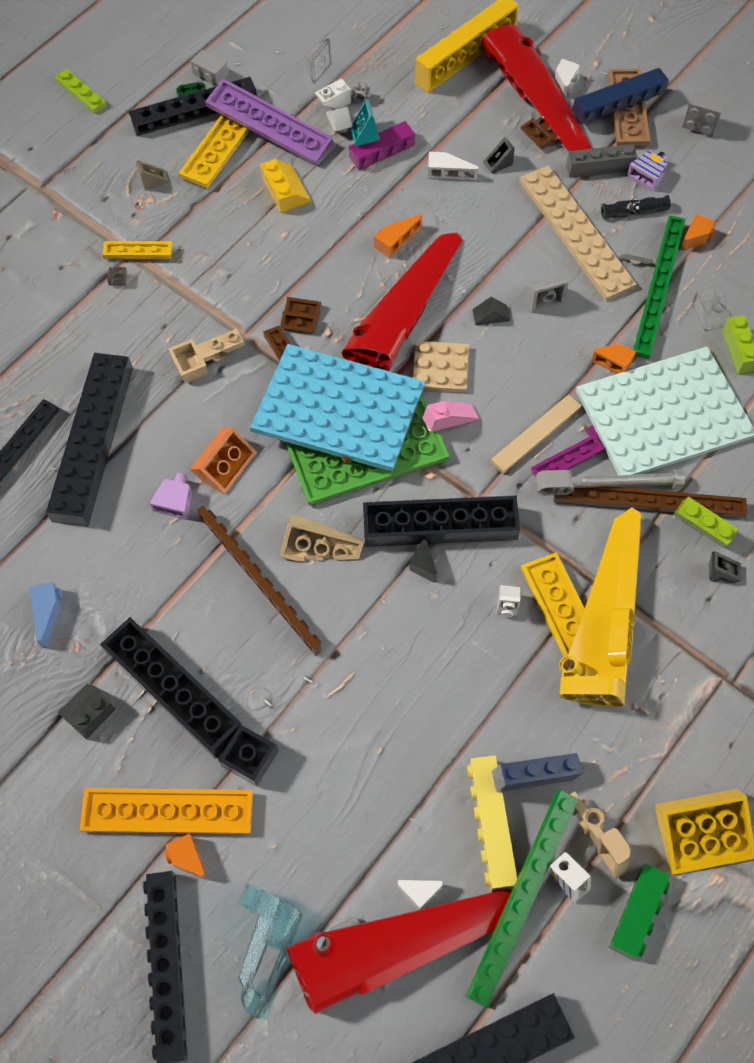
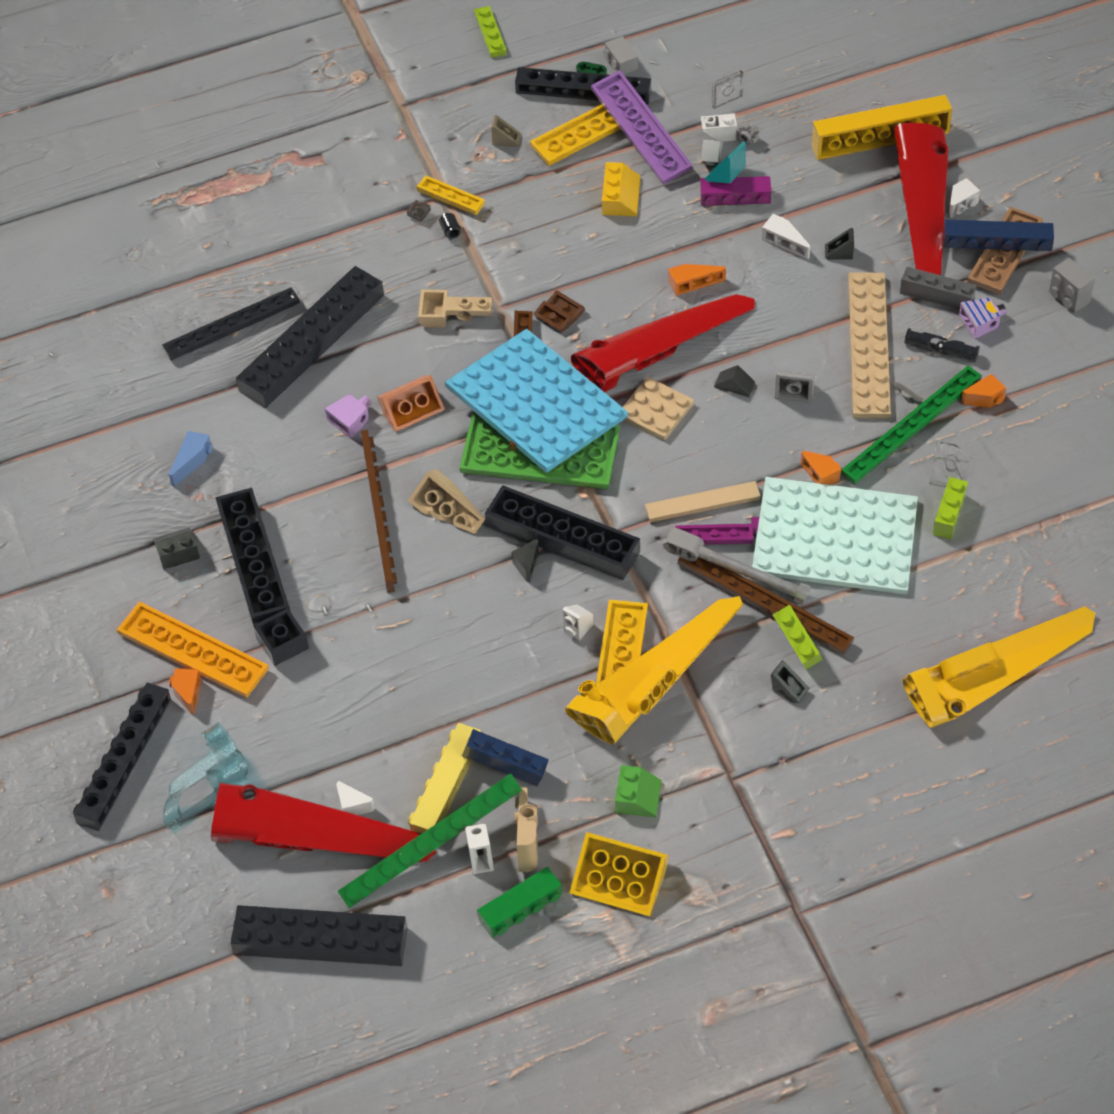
camera: 30 degrees right, 10 degrees down
(154, 278) = (450, 225): none -> black brick
(448, 414) = (631, 449): bright pink slope -> none
(540, 133) = (897, 240): reddish brown slope -> none
(666, 741) = (637, 792): none -> bright green slope

